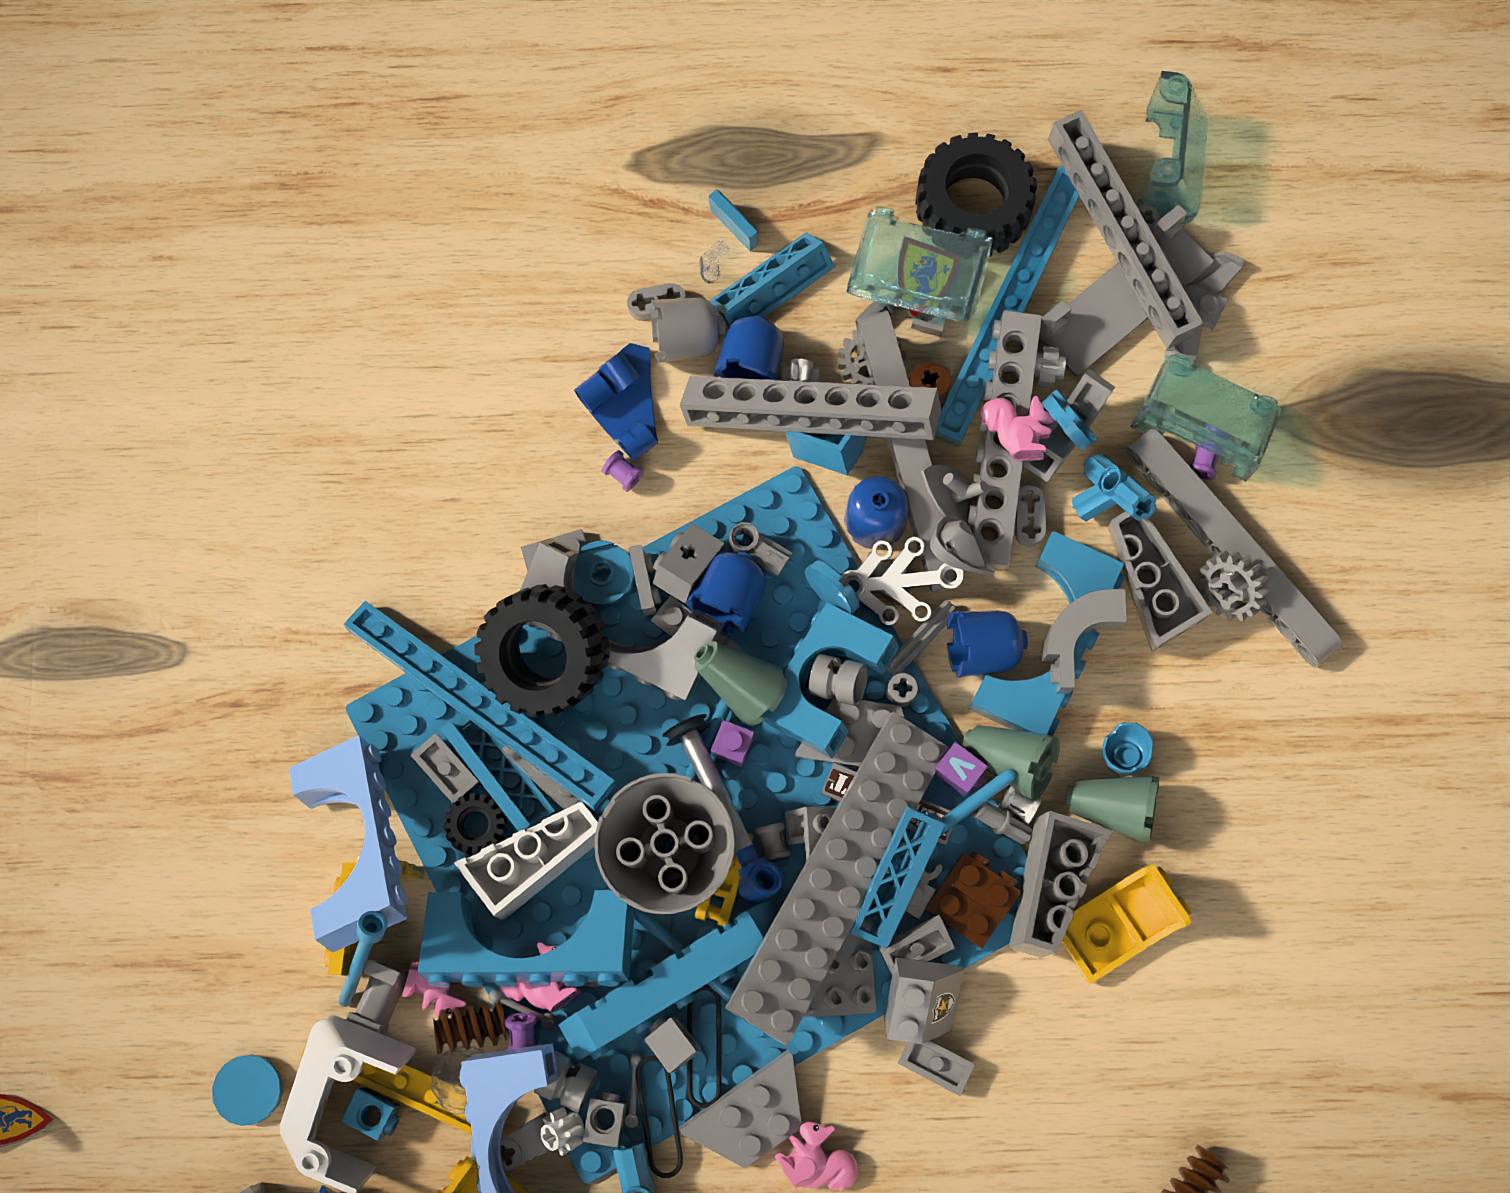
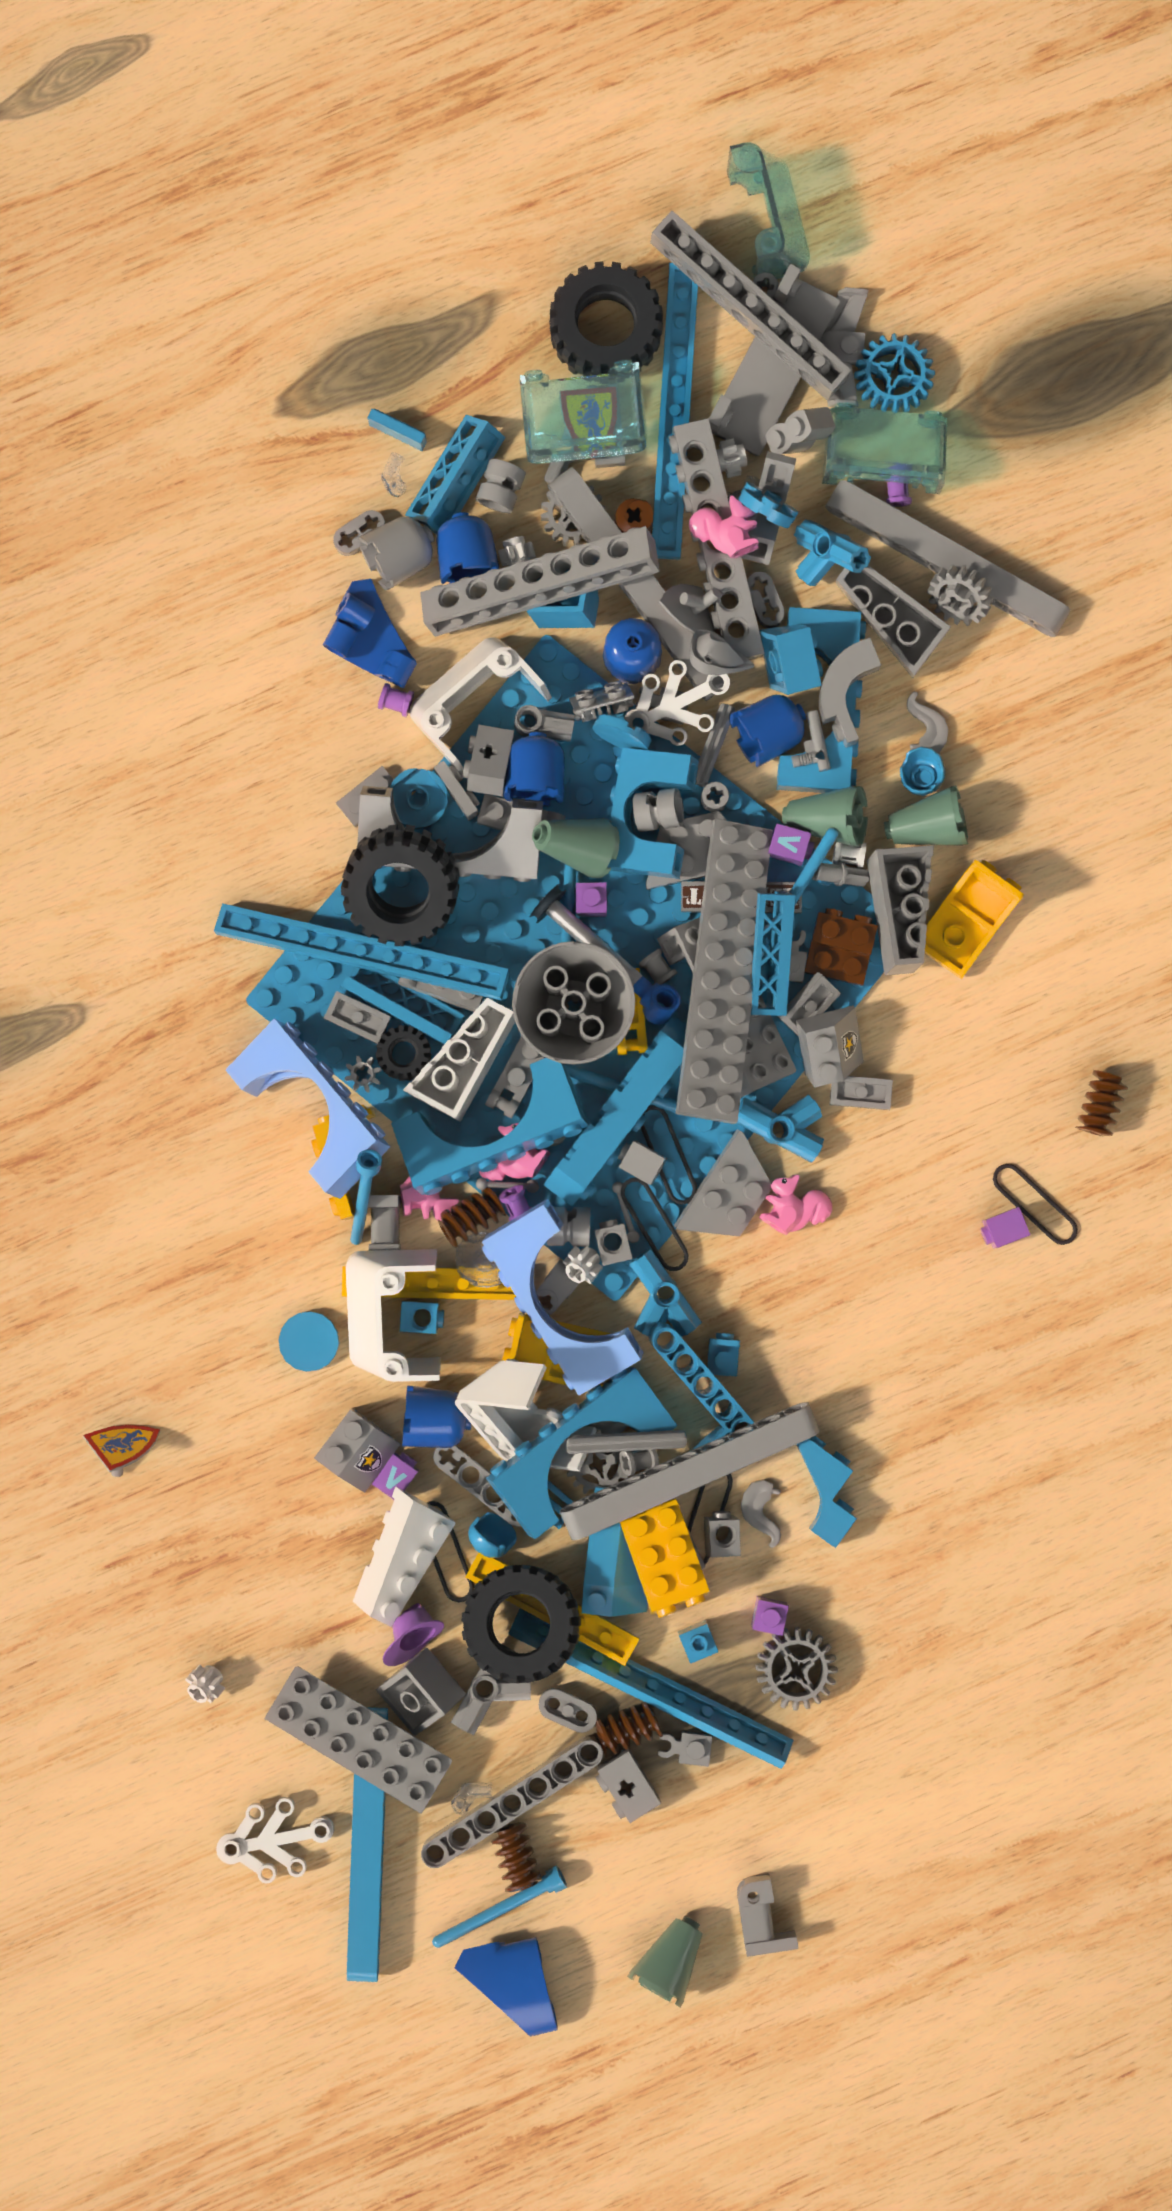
camera: 25 degrees left, 10 degrees up
(415, 829) = (361, 1065): none -> white gear
(576, 898) = (515, 1078): none -> light grey plate
(725, 467) = (433, 706): none -> white windscreen
(810, 542) = (614, 694): none -> light grey hinge
(815, 303) = (501, 485): none -> light grey wheel
(852, 1066) = (794, 1121): none -> dark azure piece
(1024, 678) = (813, 746): none -> light grey hose
(1035, 581) = (791, 658): none -> dark azure slope
(1130, 364) = (800, 431): none -> light grey brick
(1159, 708) = (935, 724): none -> light grey piece
(1257, 328) = (884, 369): none -> dark azure gear

